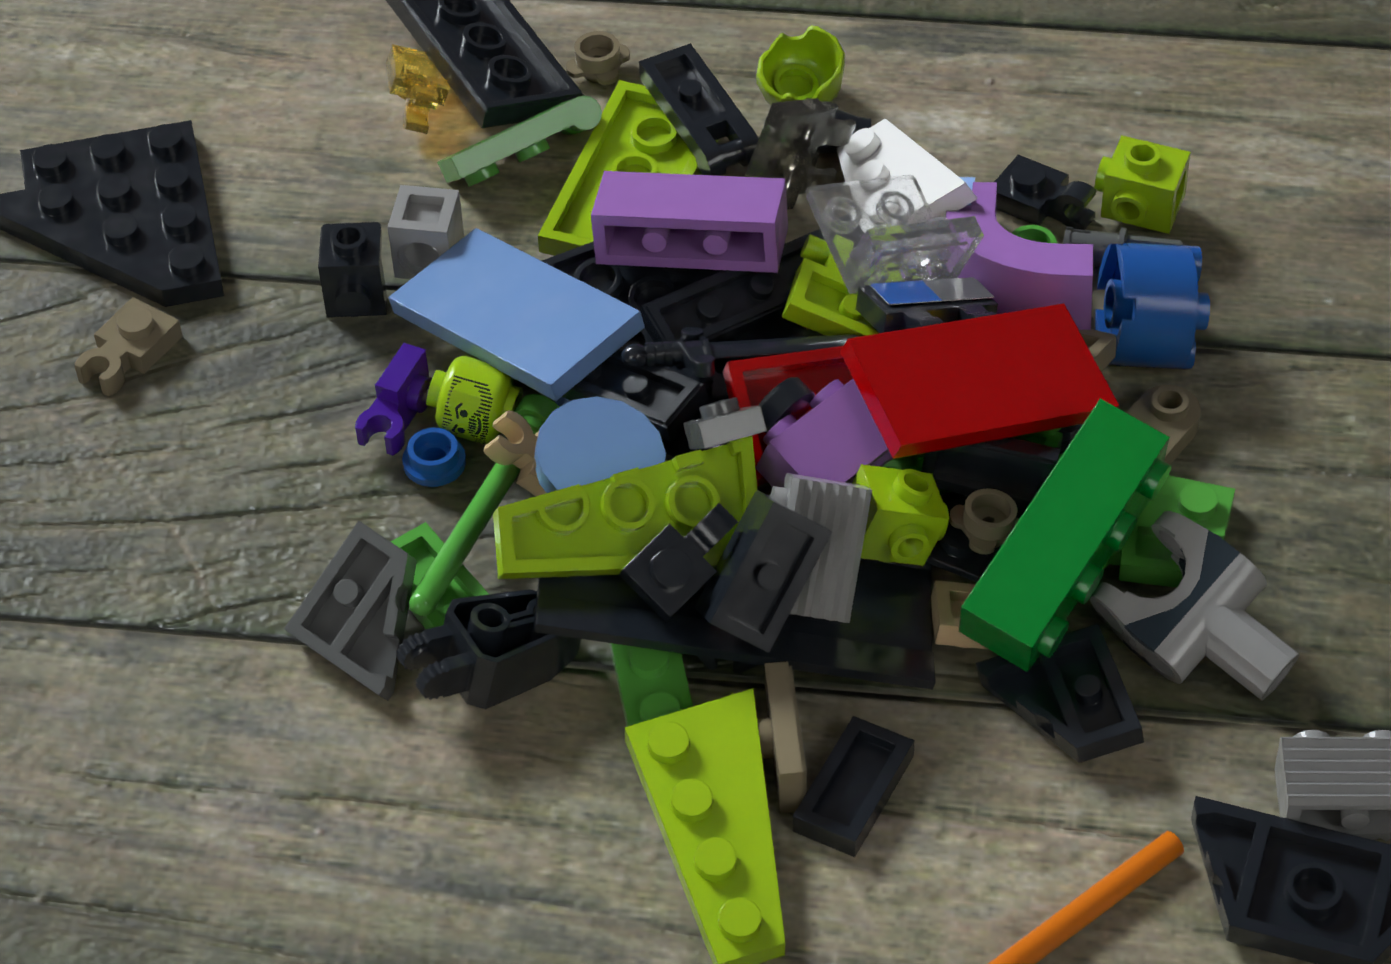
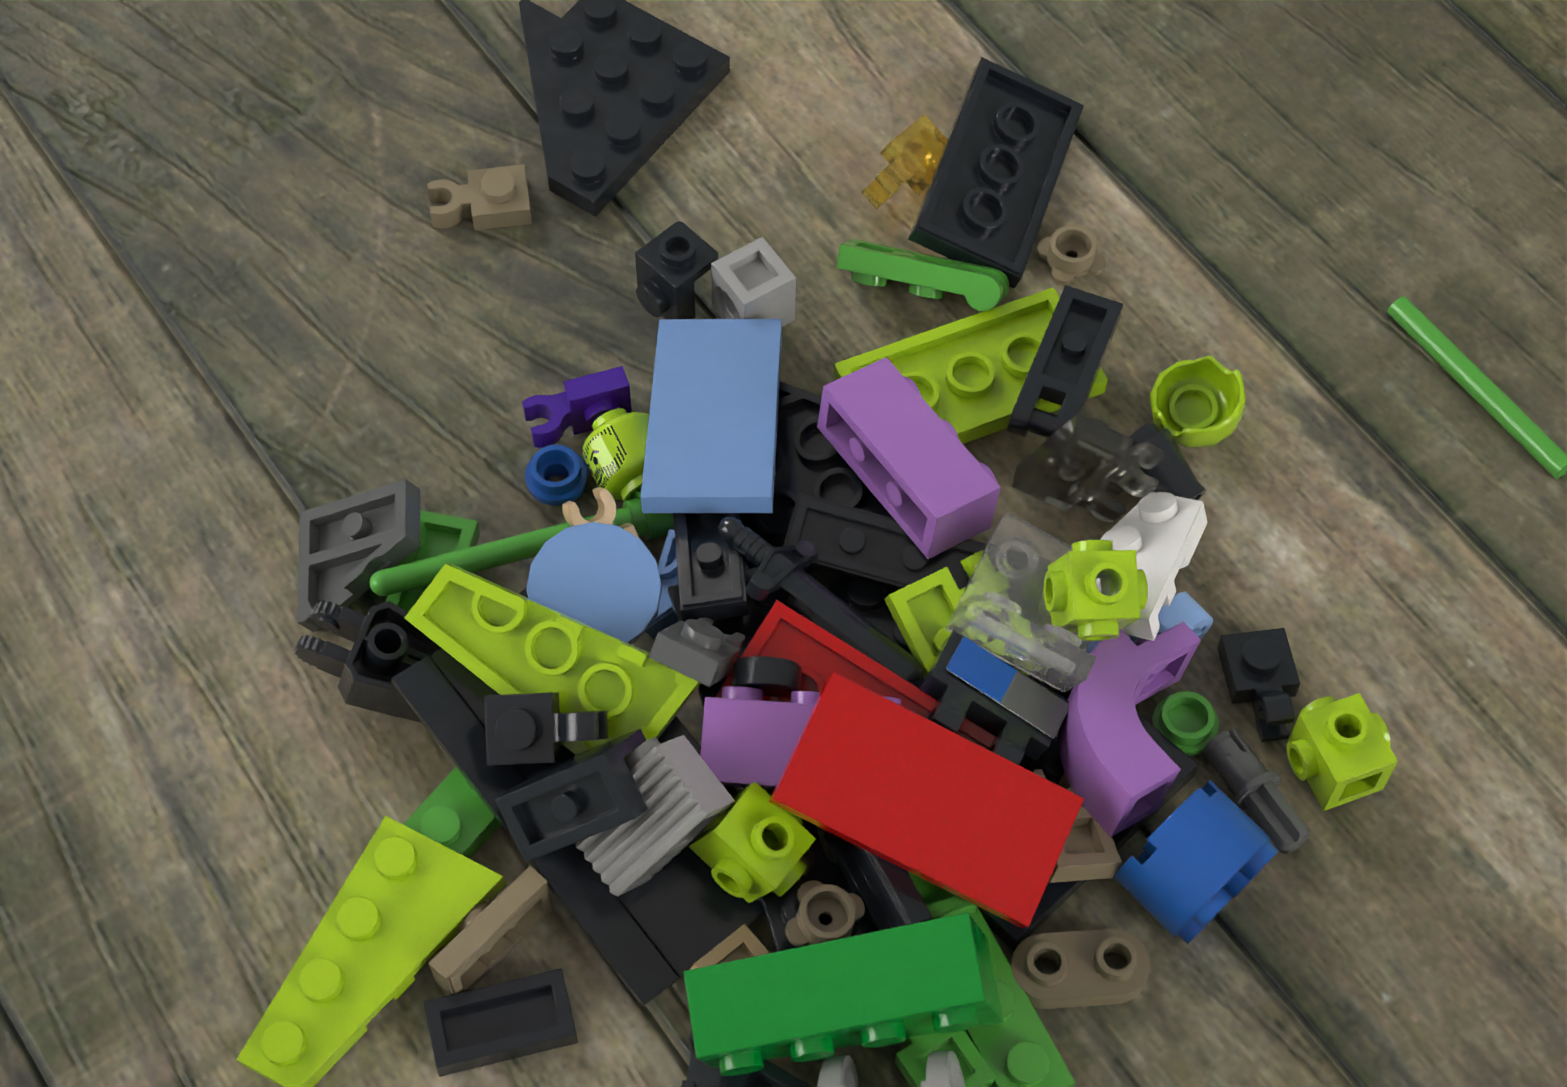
camera: 45 degrees right, 10 degrees up
(922, 181) = (1078, 603): none -> lime brick

